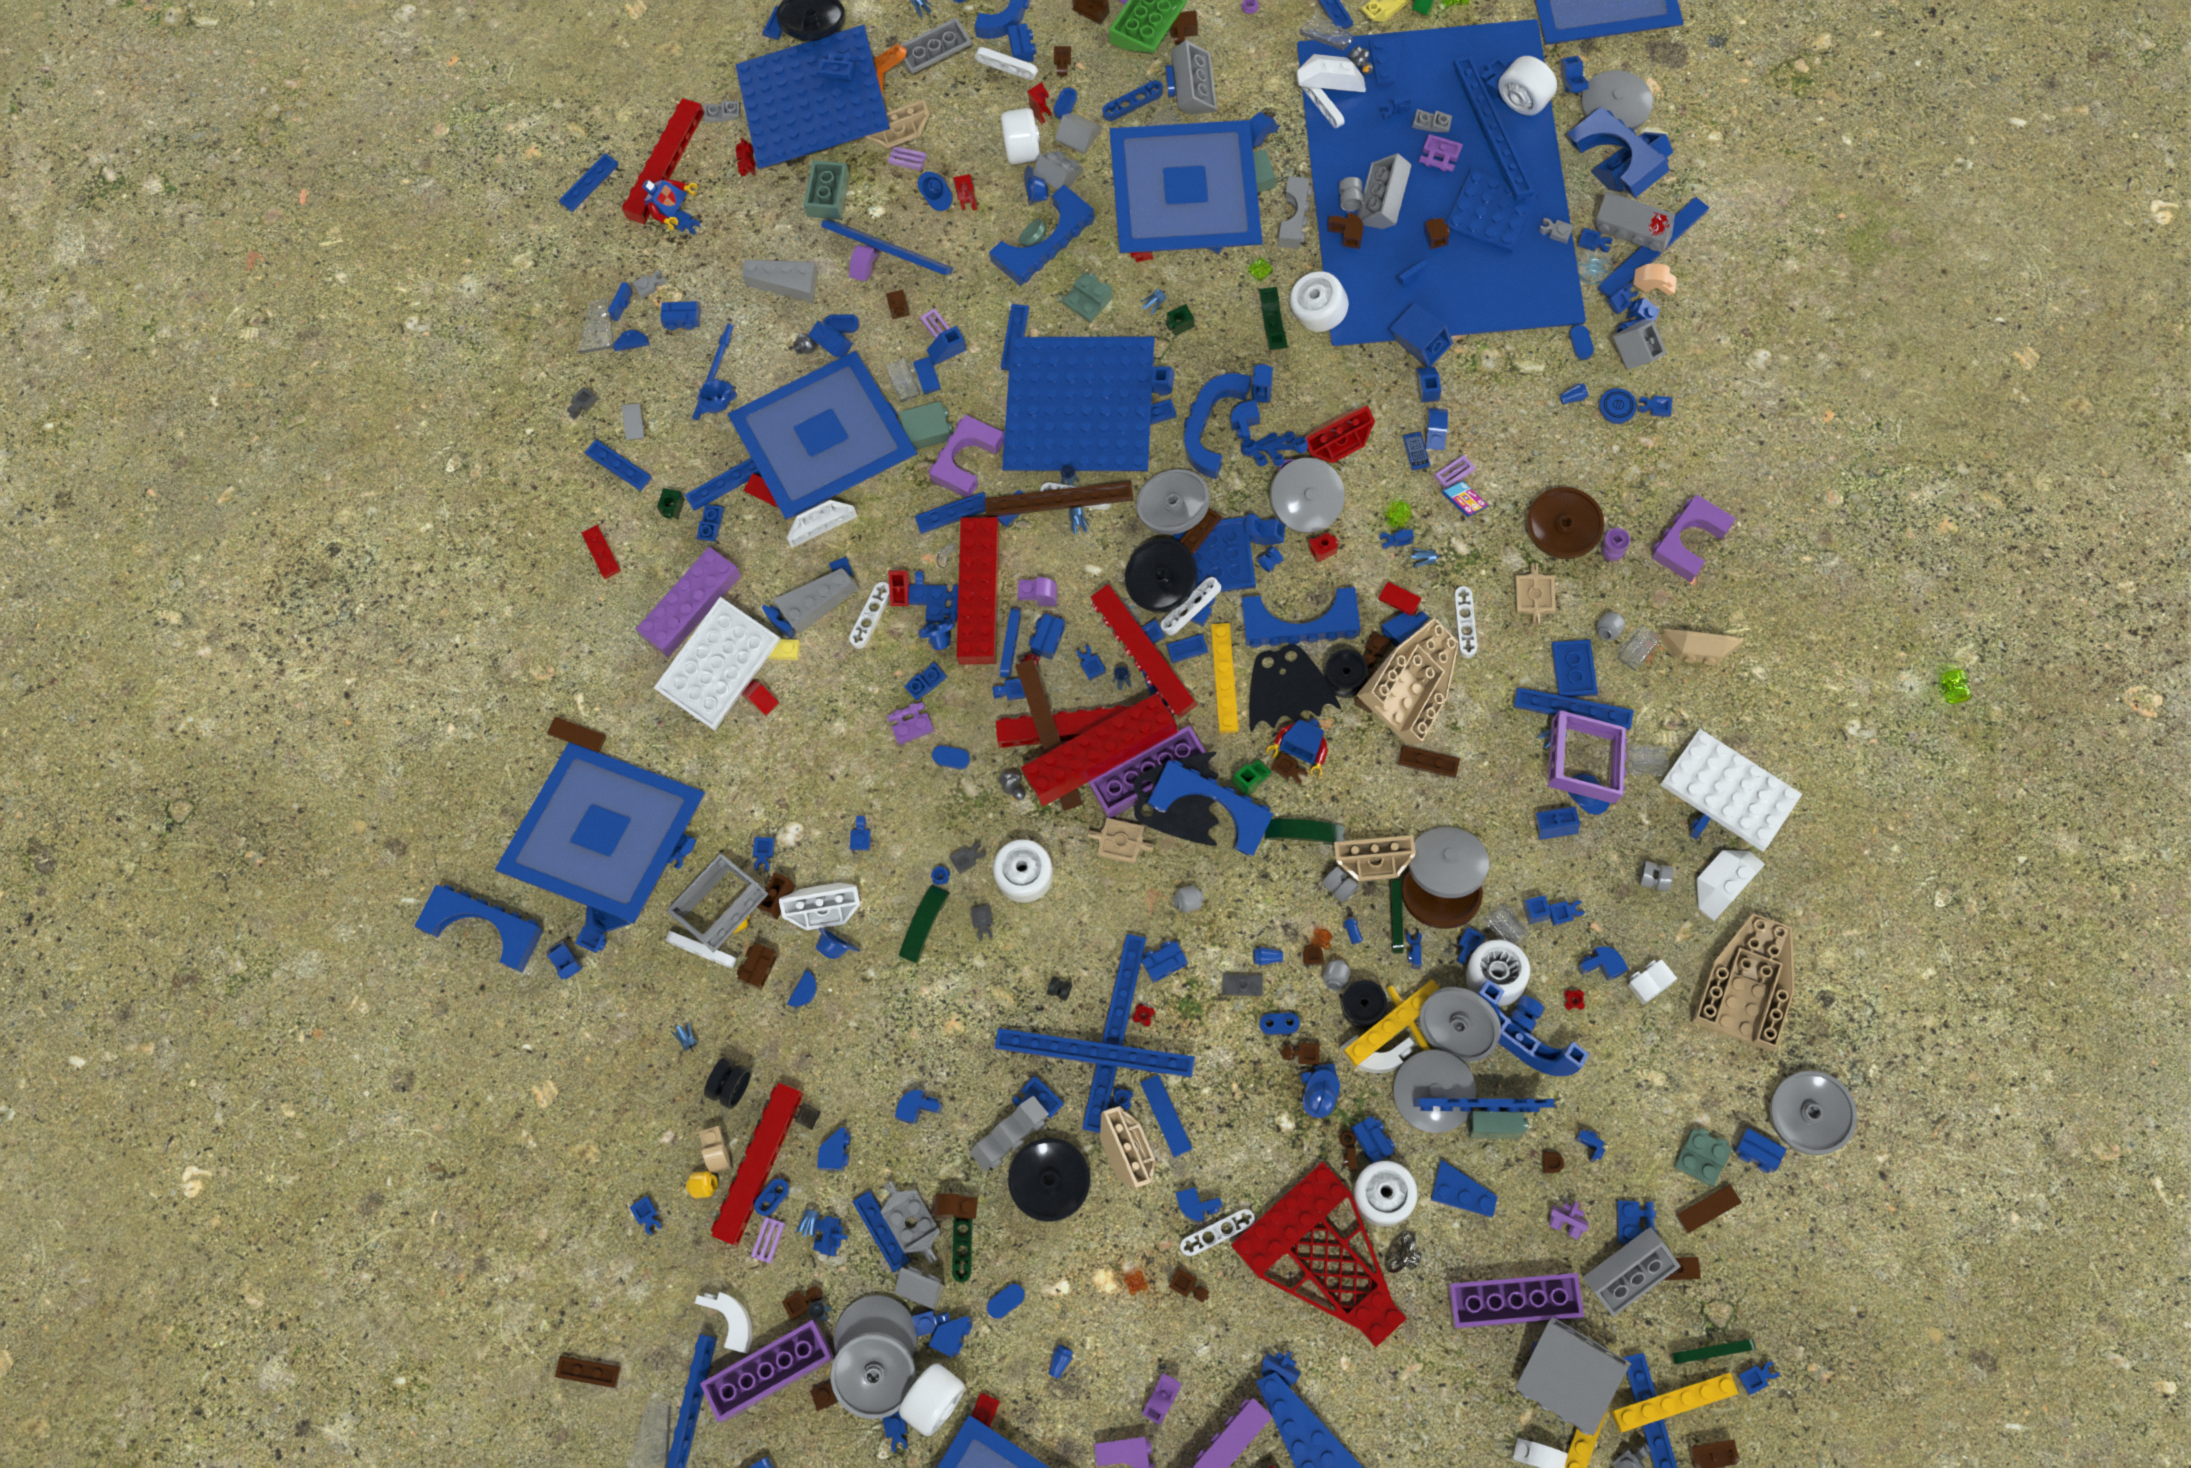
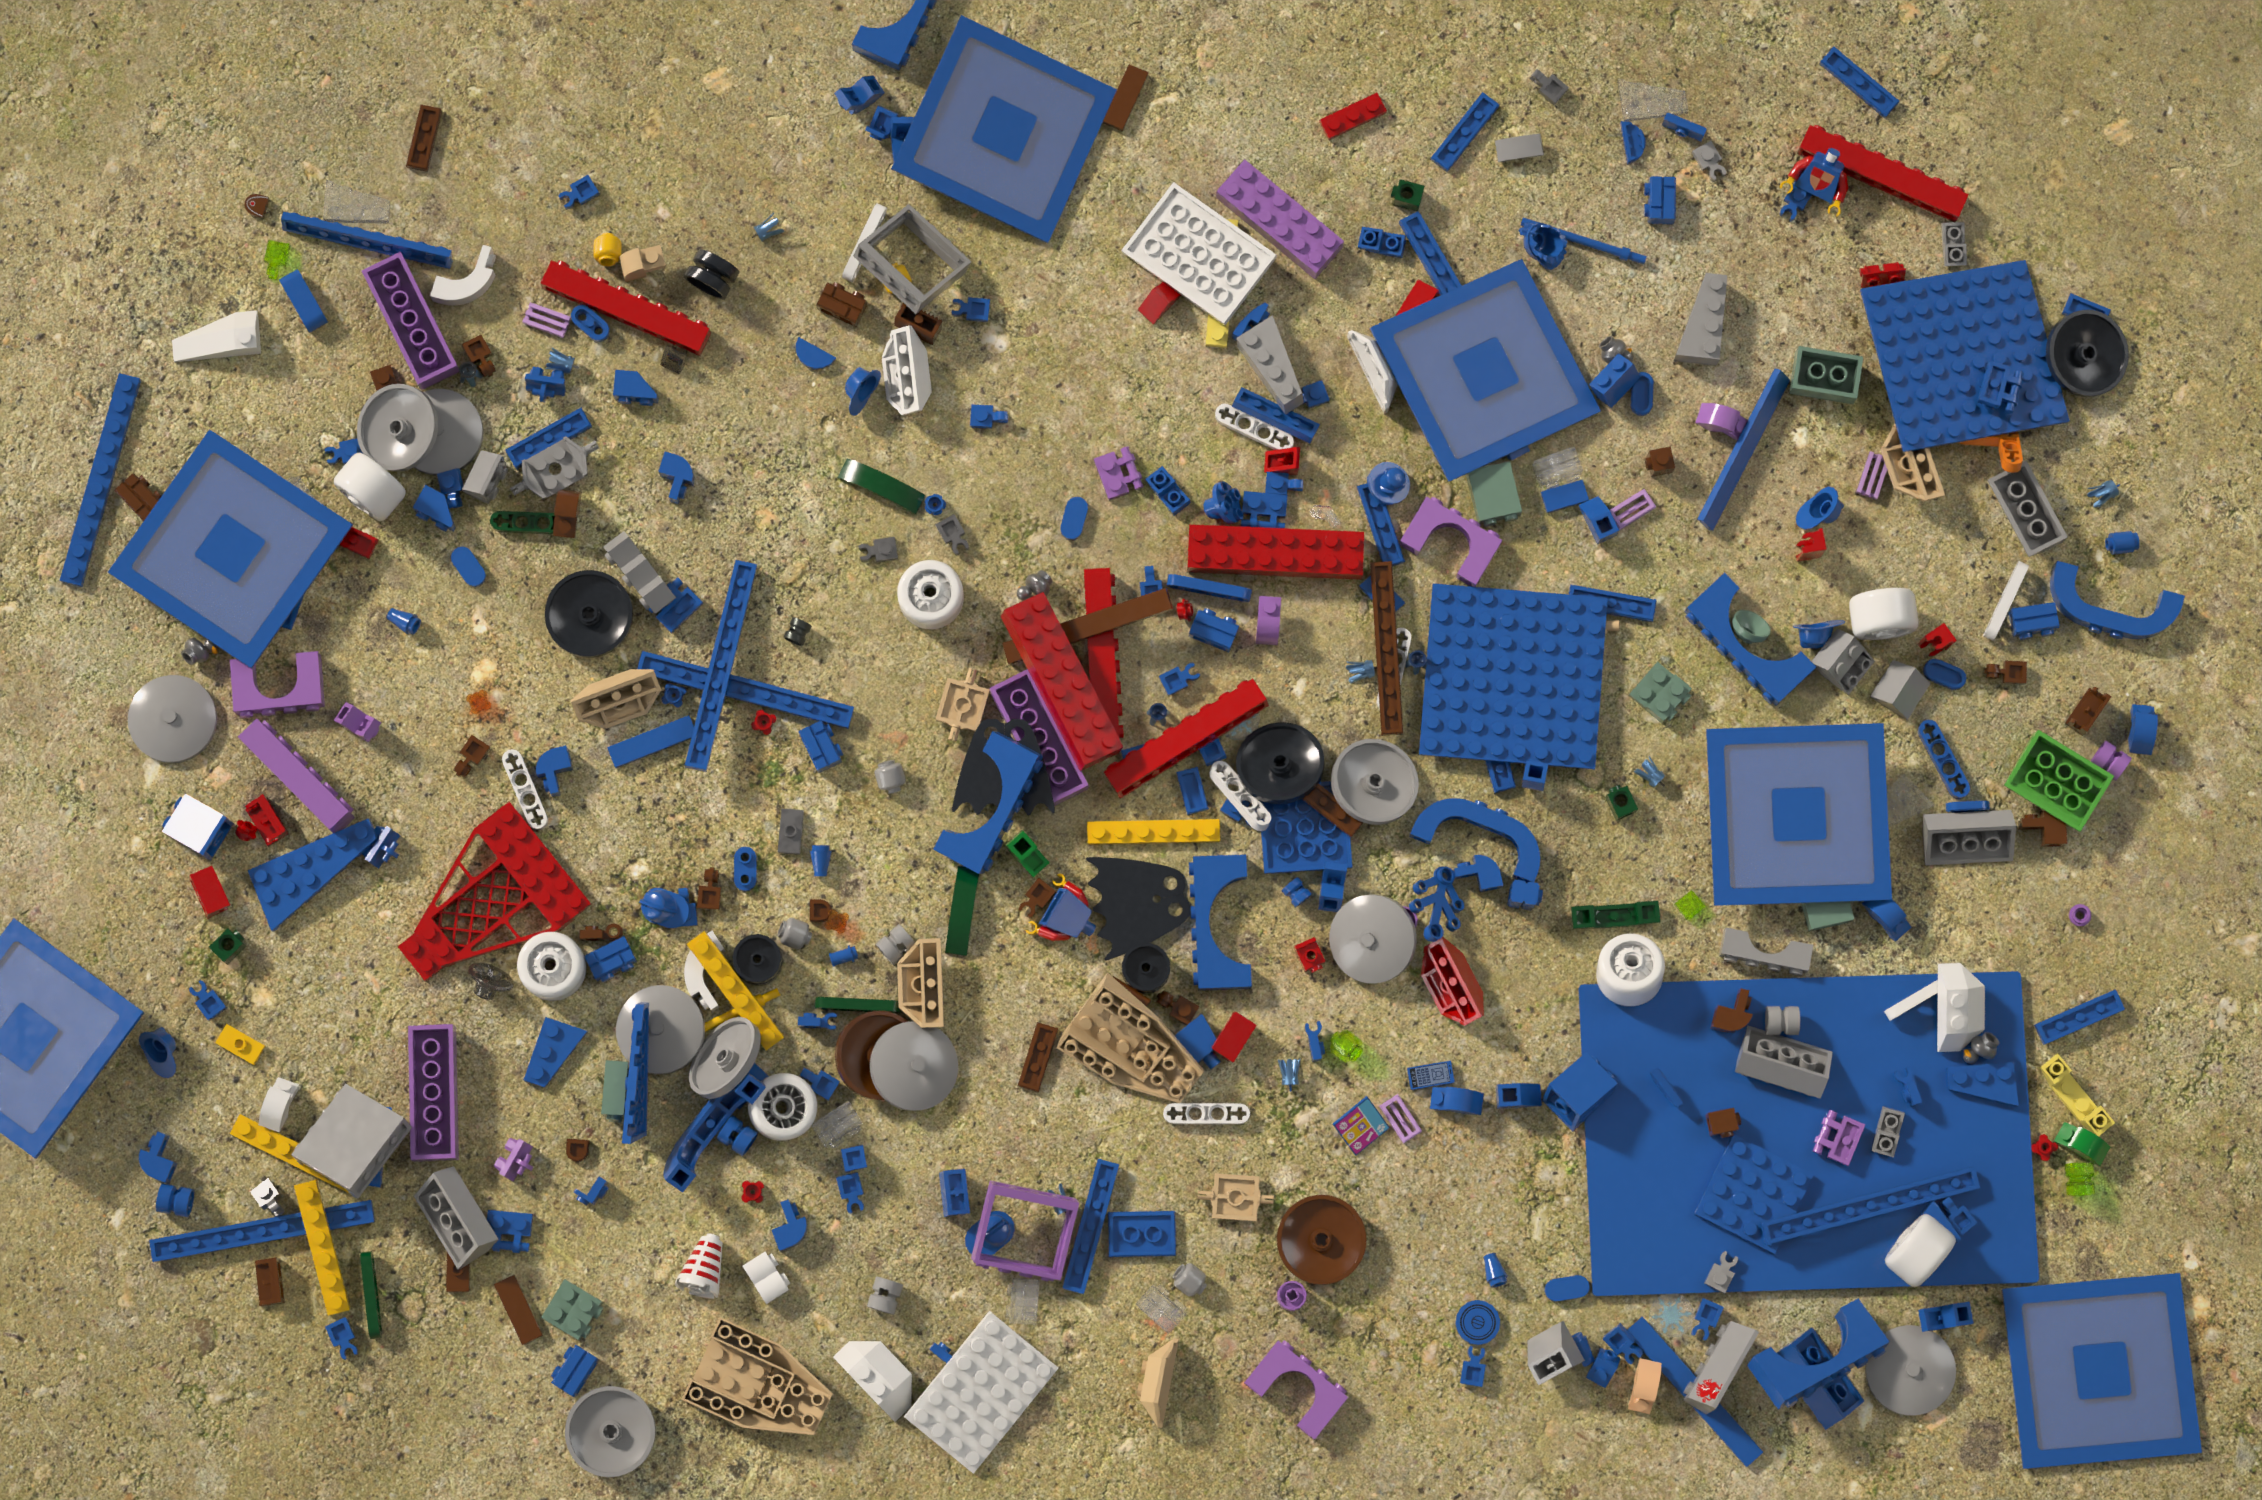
camera: 80 degrees right, 10 degrees up
(683, 848) = (980, 220): blue plate -> none
(860, 597) = (1272, 414): none -> blue plate
(917, 505) = (1388, 483): none -> blue plate
(1324, 31) = (2029, 1007): clear wing -> none
(1432, 24) = (2050, 1147): none -> red plate
(1650, 1036) = (703, 1268): none -> white cone

